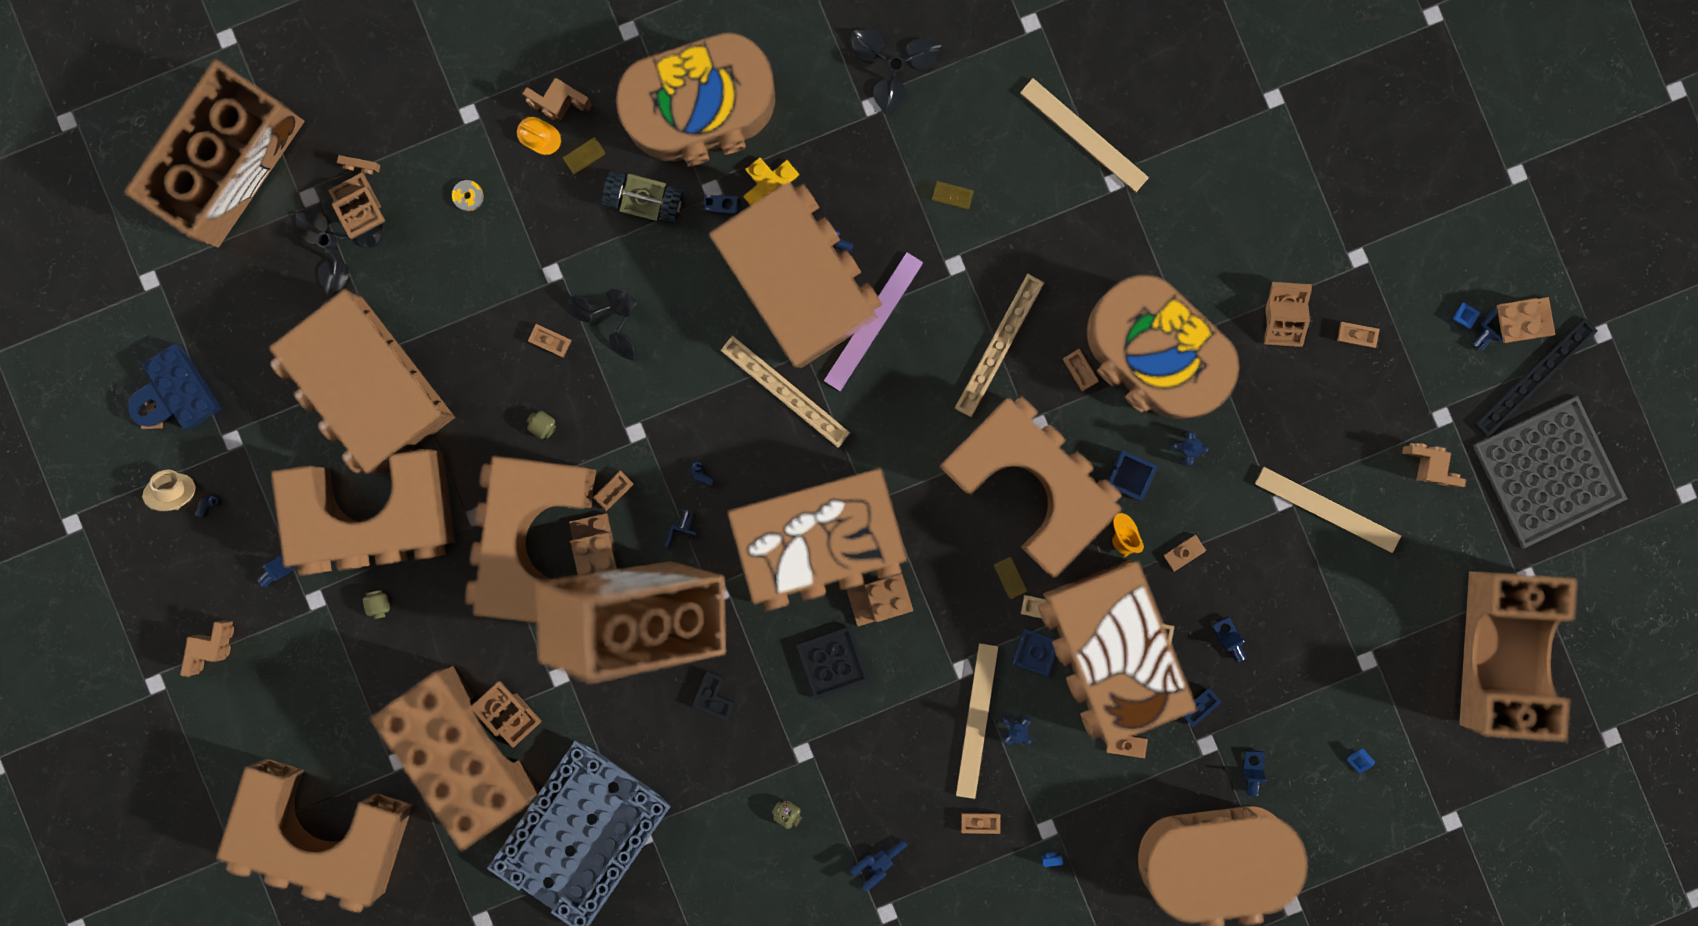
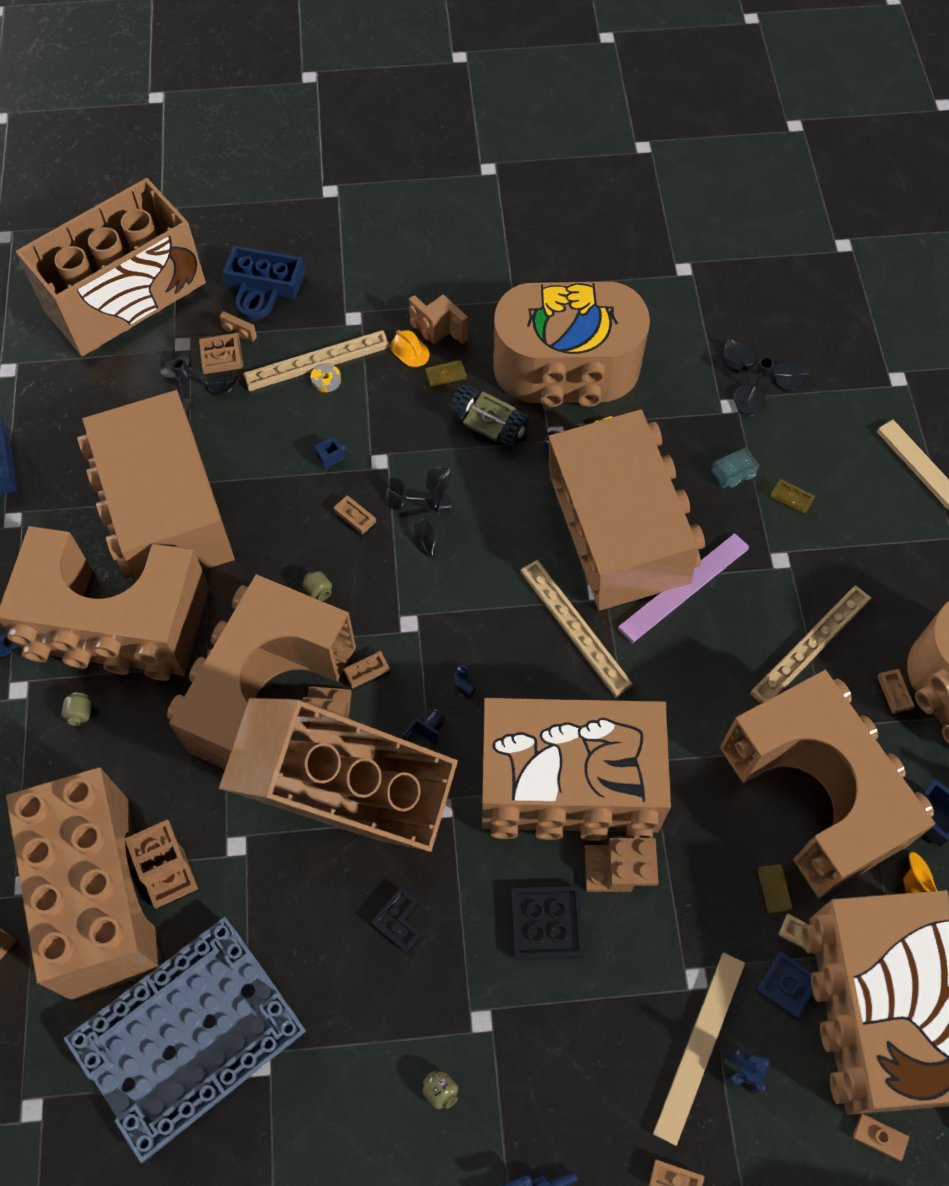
camera: 15 degrees right, 25 degrees down
(361, 98) = (263, 277): none -> dark blue brick
(452, 175) = (306, 363): none -> tan tile
(496, 282) = (330, 452): none -> dark blue brick
(892, 181) = (734, 468): none -> clear light blue brick

